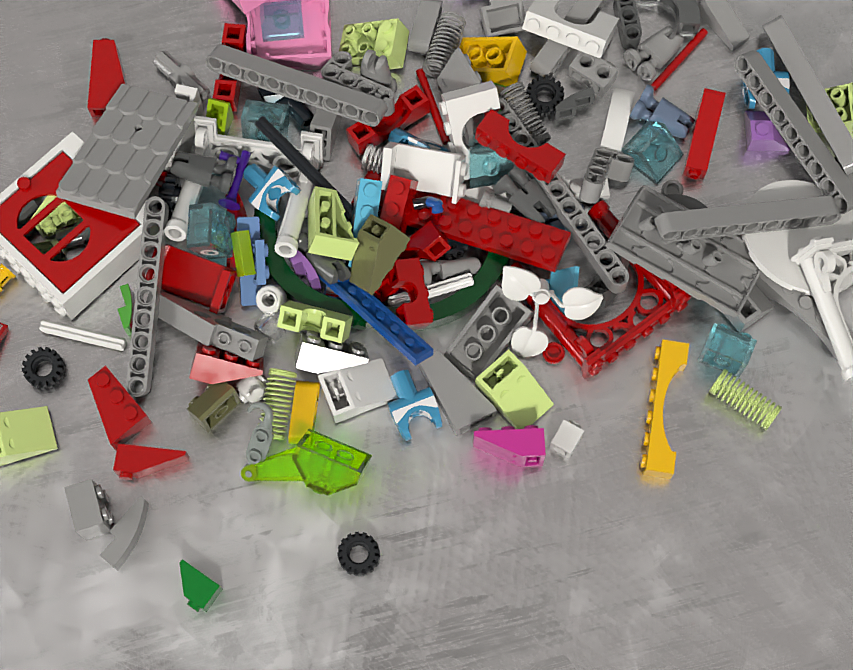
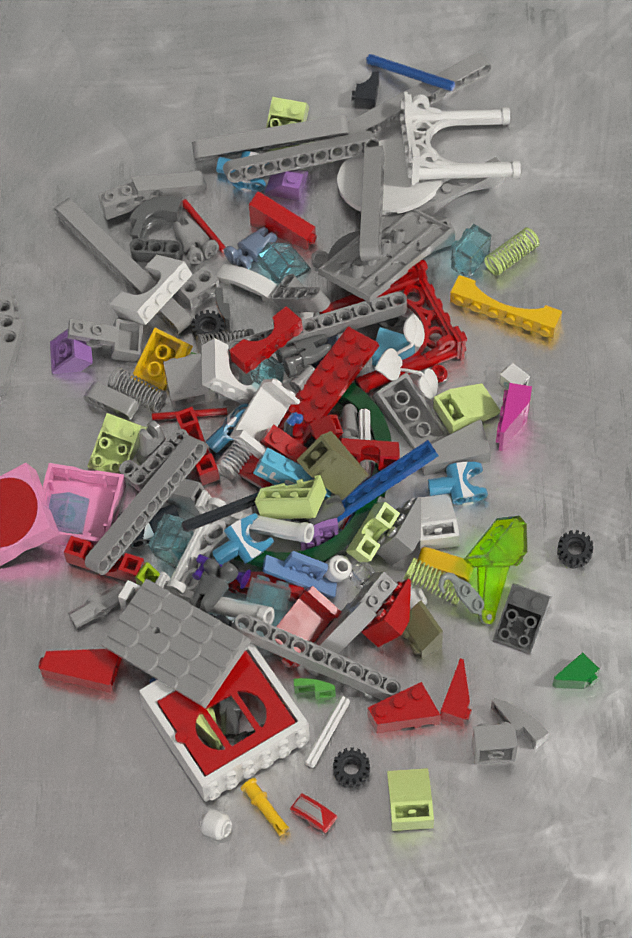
camera: 75 degrees left, 10 degrees down
(243, 253) = (297, 574): lime slope -> none
(259, 511) = (522, 618): none -> dark grey slope

